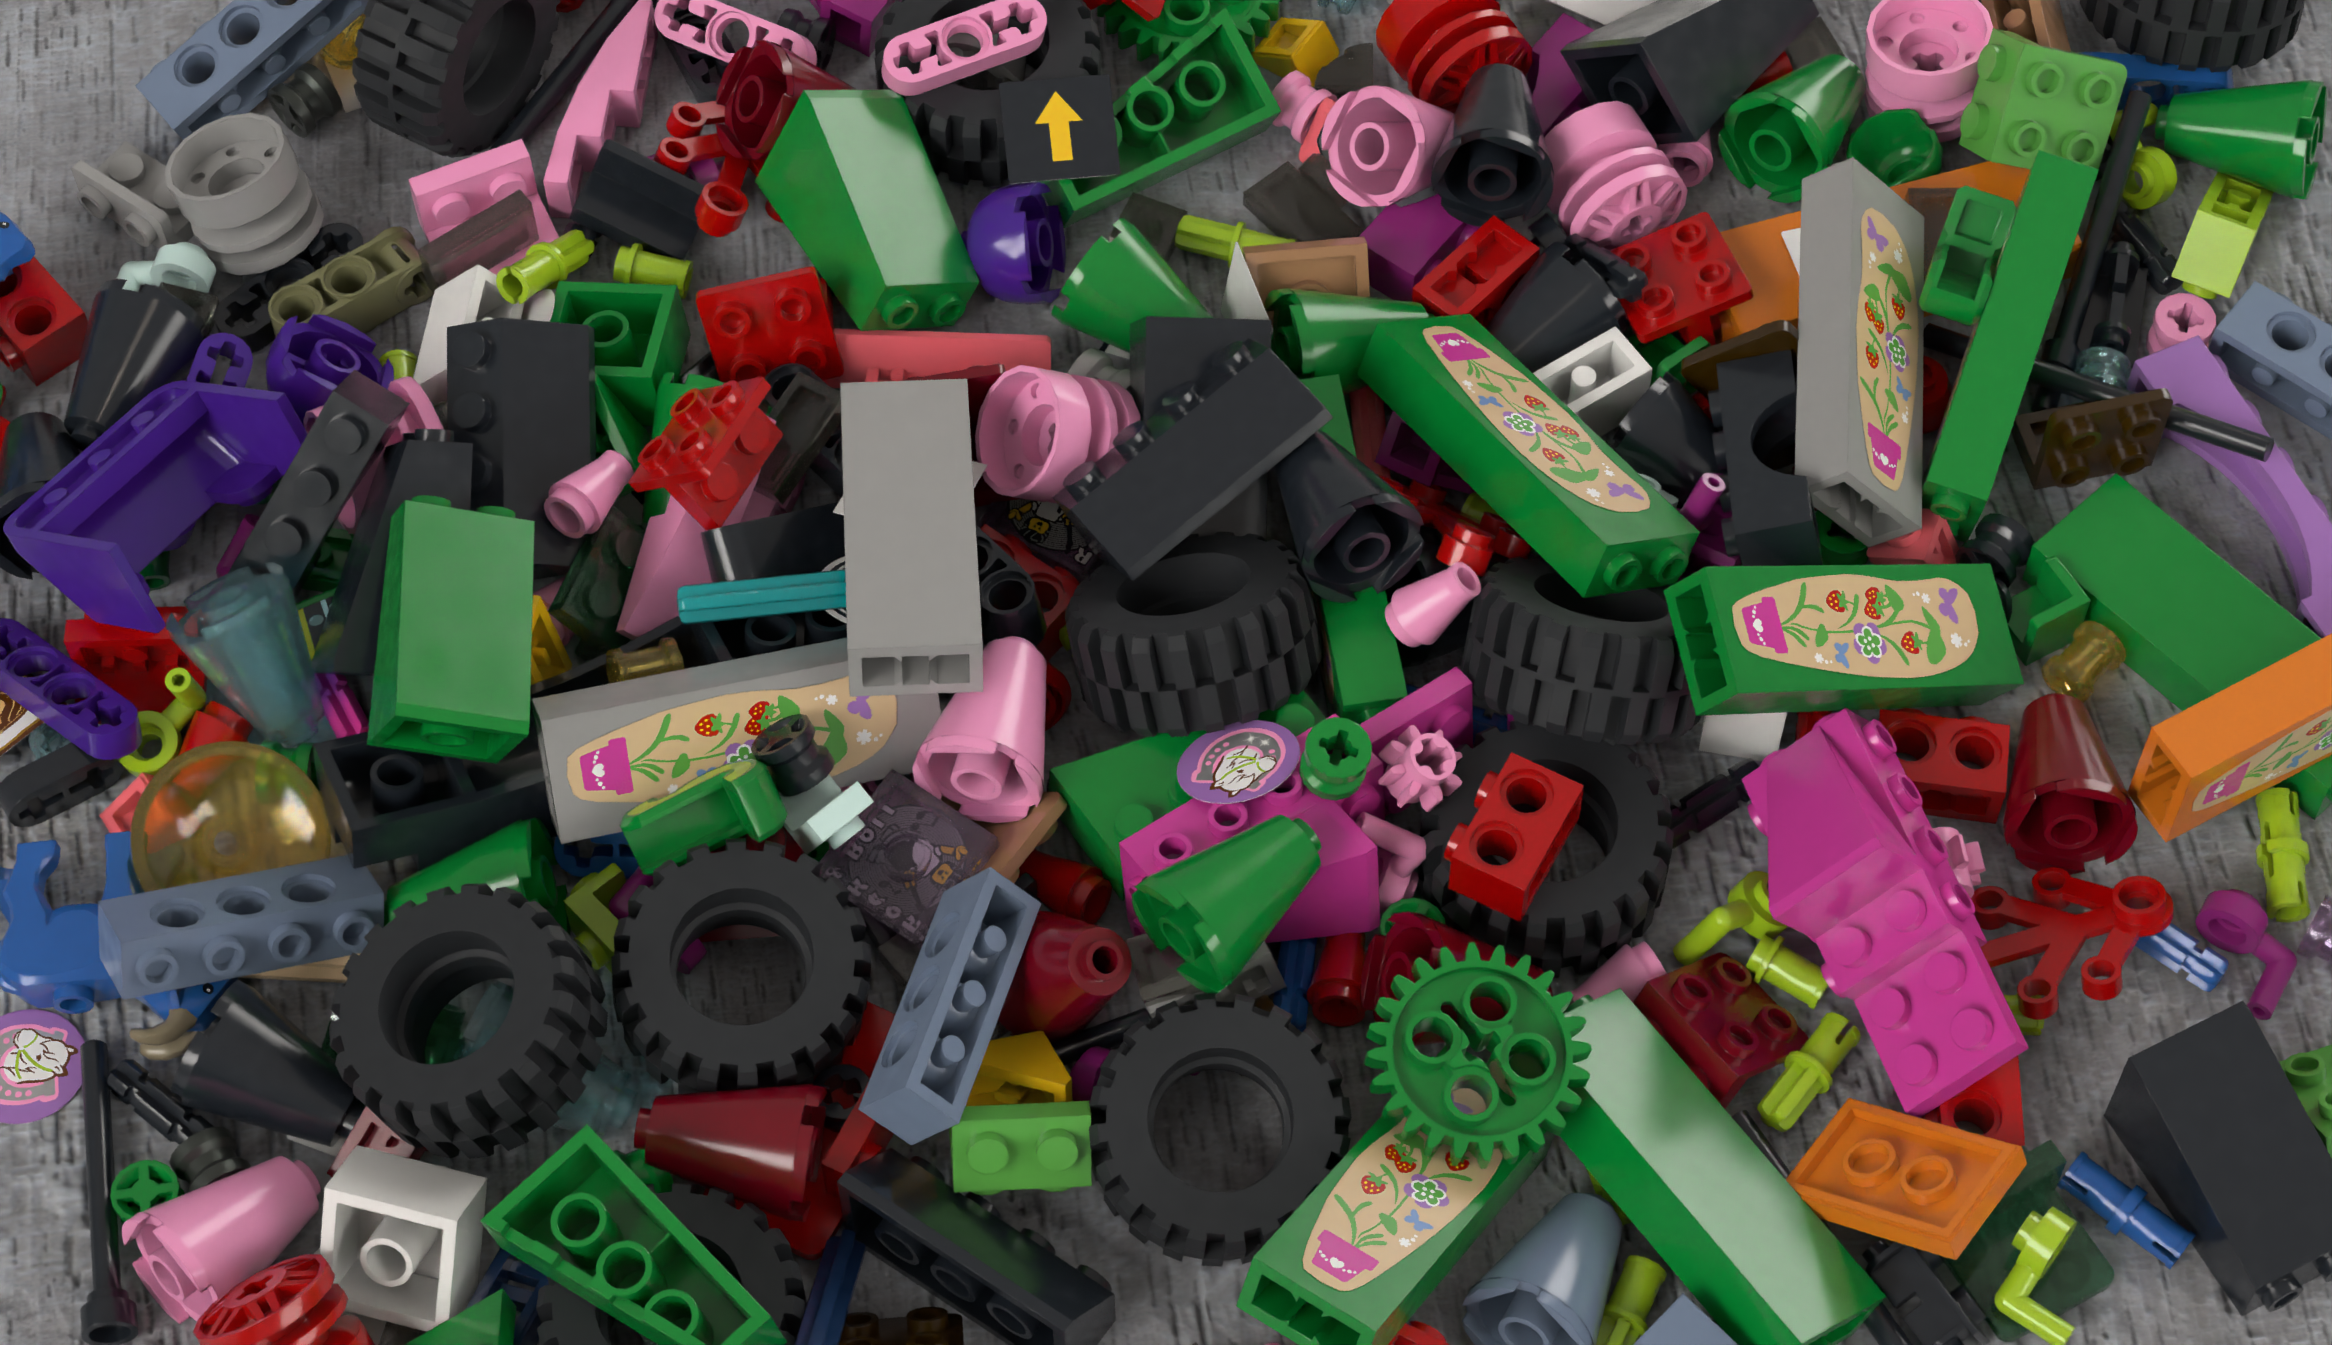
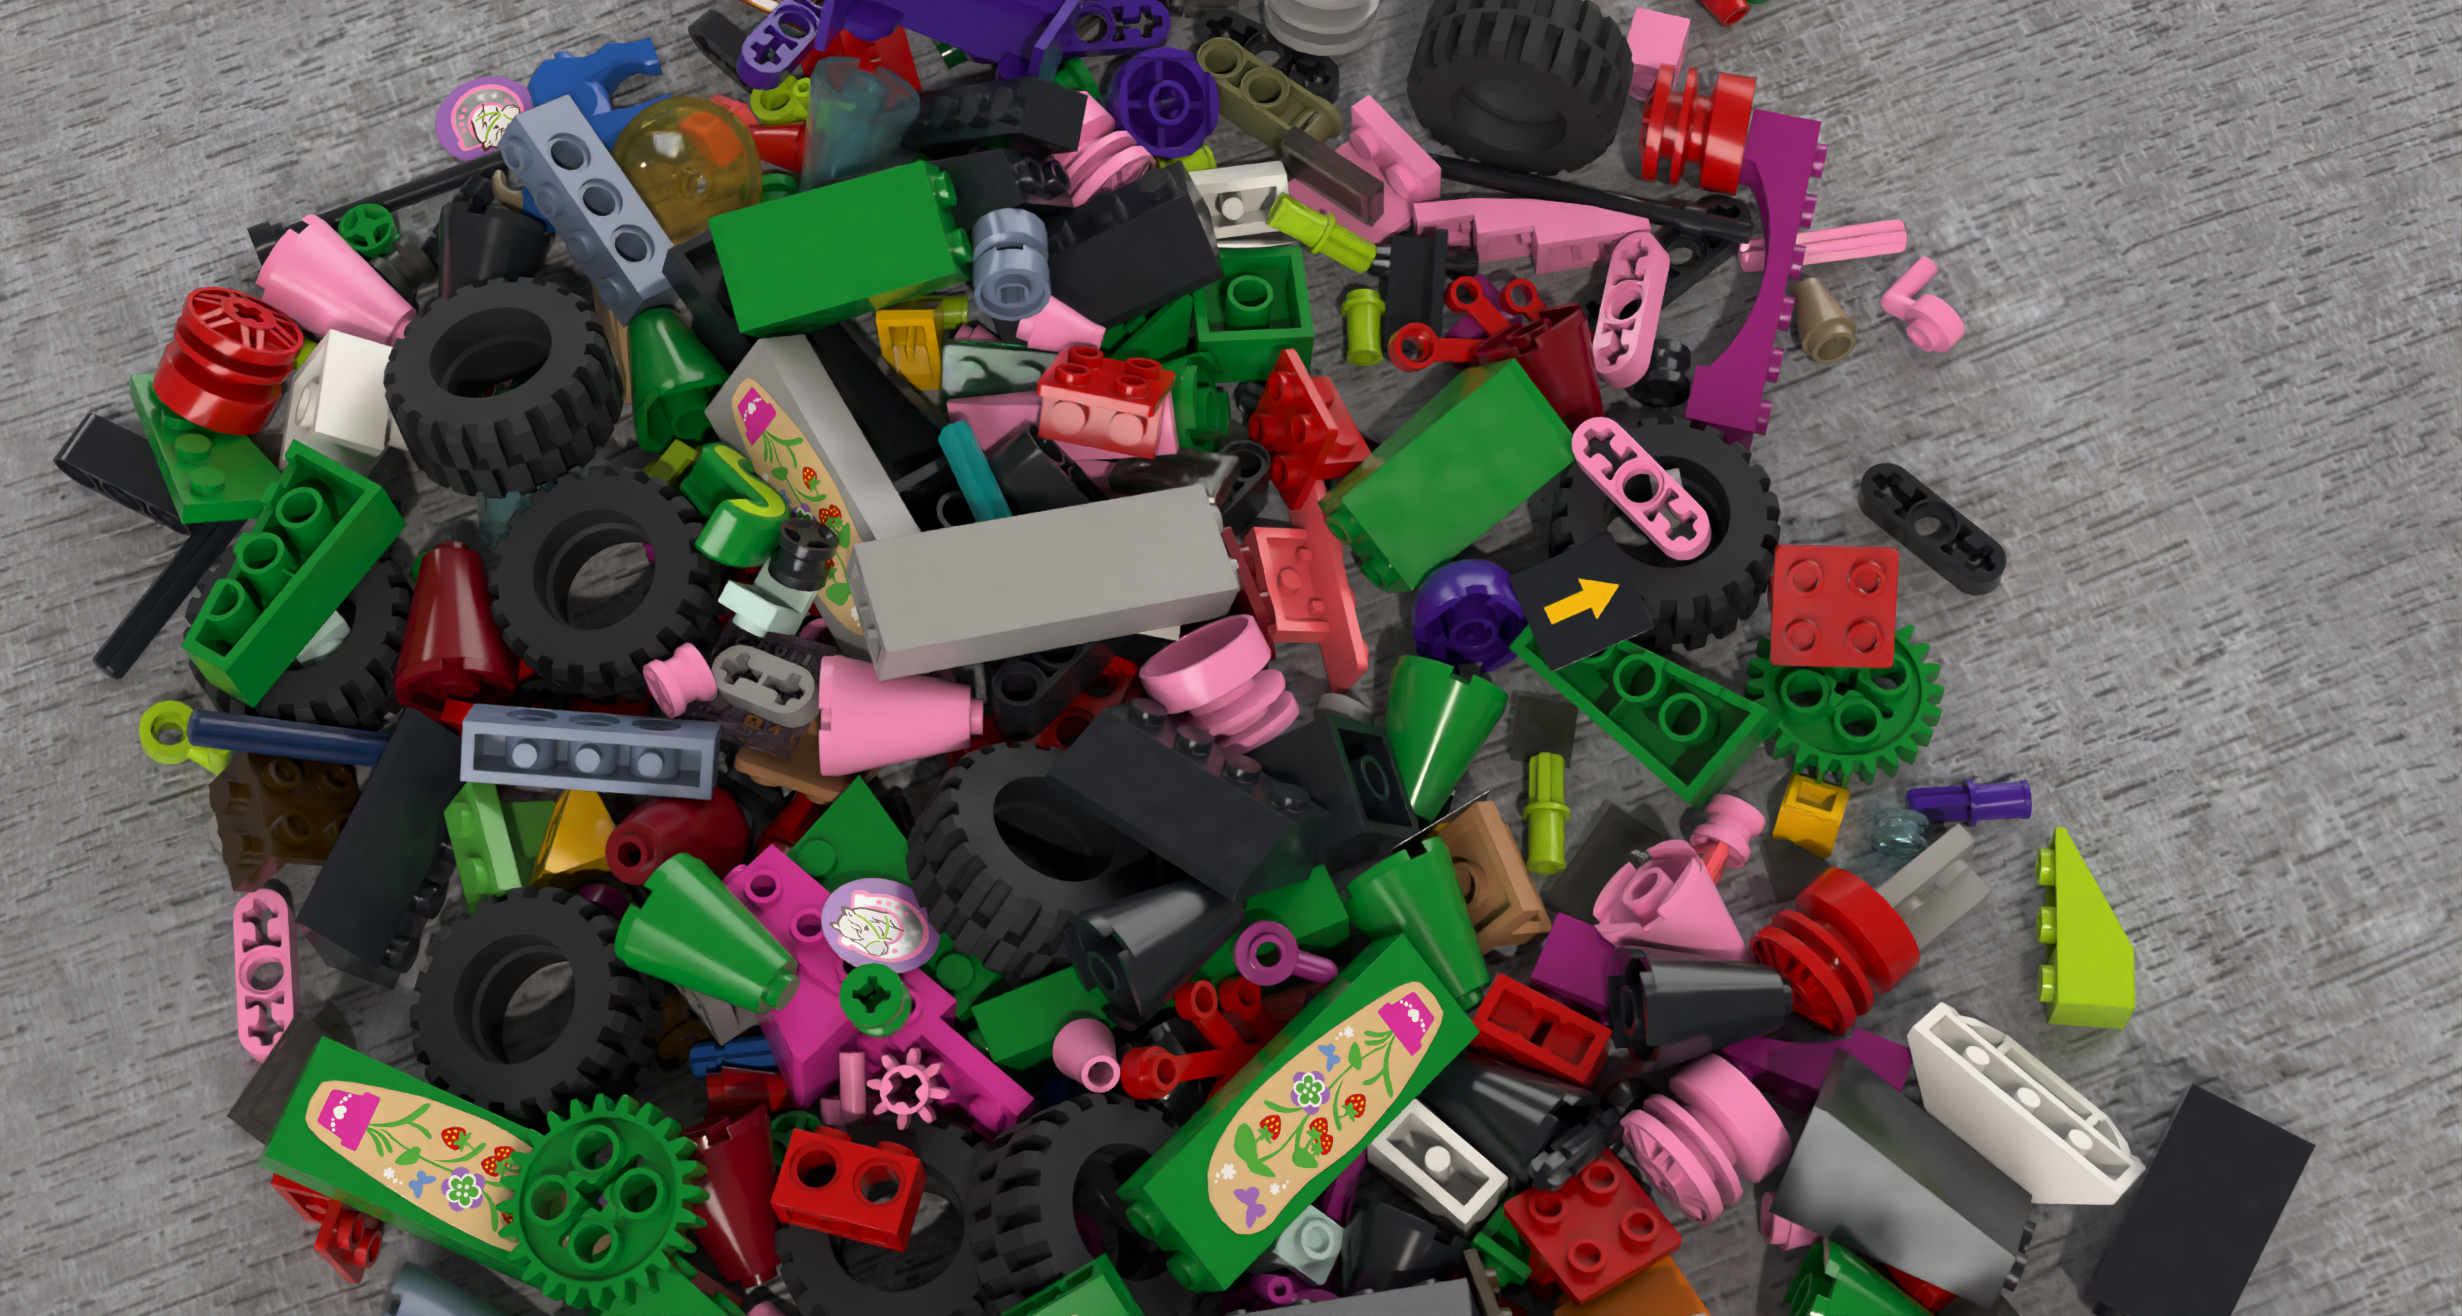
camera: 80 degrees right, 5 degrees up
(536, 485) = (1010, 264): none -> sand blue wheel
(643, 662) = (903, 430): clear yellow bush -> none
(893, 908) = (680, 680): none -> bright pink wheel
(912, 822) = (762, 697): none -> light grey beam
(1367, 432) = (1288, 961): none -> magenta plate

